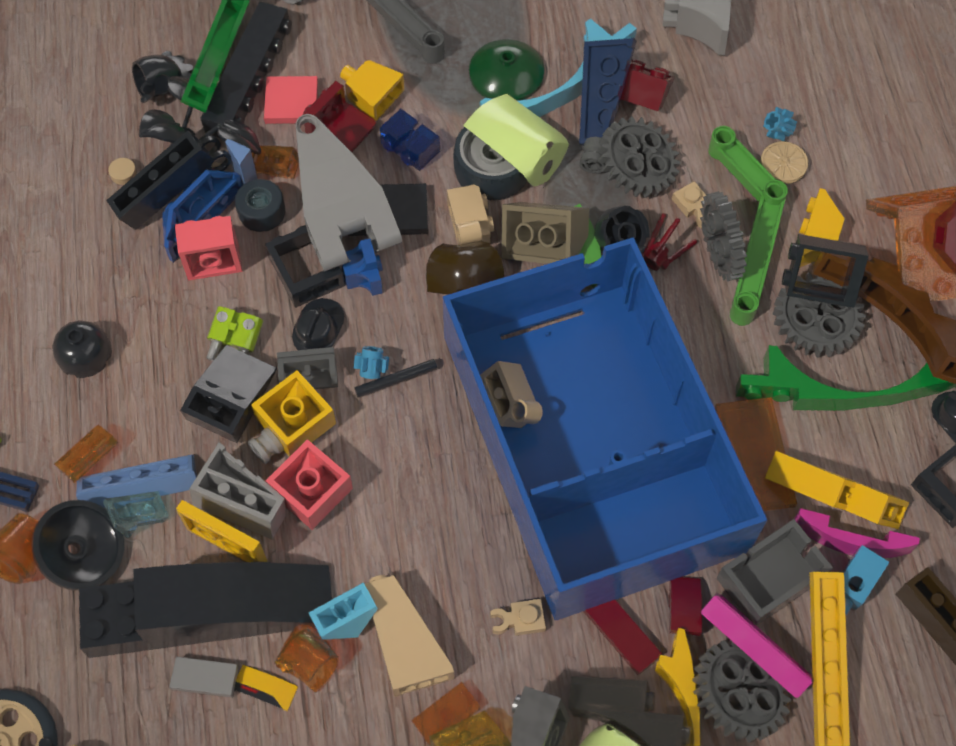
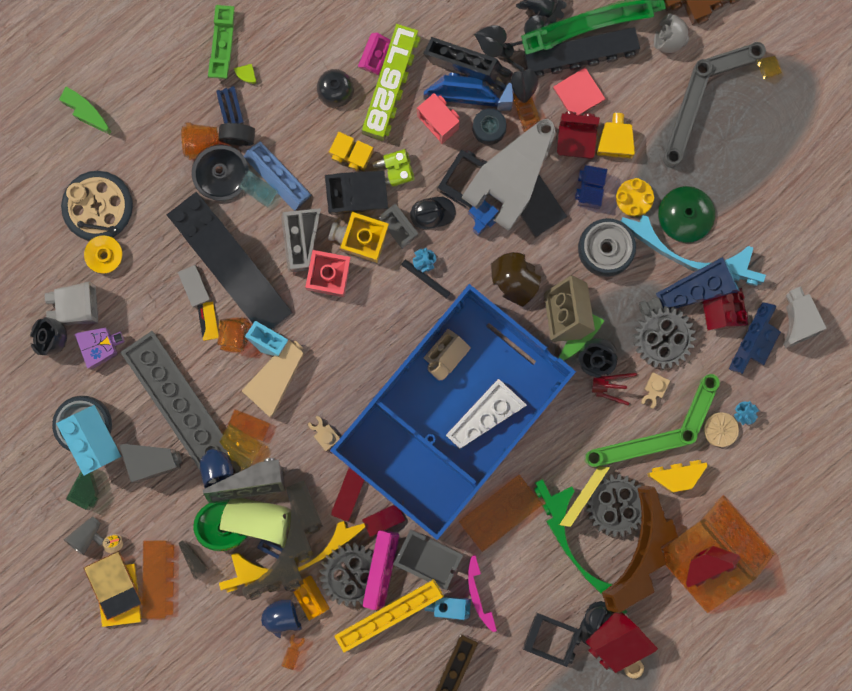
camera: 60 degrees right, 20 degrees up
(45, 490) = (236, 134): none -> black tyre
(76, 283) = (374, 53): none -> dark pink slope
(86, 453) = (274, 137): clear orange plate -> none
(122, 170) = (464, 26): tan tile -> none
(125, 282) = (390, 82): none -> lime brick
(162, 381) = (342, 147): none -> yellow piece
(220, 533) = (270, 245): yellow tile -> none
(451, 105) = (635, 197): none -> yellow dish
(469, 215) = (557, 257): tan hinge -> none
(519, 137) = (629, 254): yellowish green piece -> none
(615, 388) = (486, 413): none -> white wing
(698, 74) = (757, 341): none -> dark blue bracket
(723, 236) = (632, 416): dark grey gear -> none
(790, 339) = (584, 496): none -> light yellow sticker
(837, 490) = (499, 571): yellow slope -> none
(844, 297) = (625, 498): black window -> none

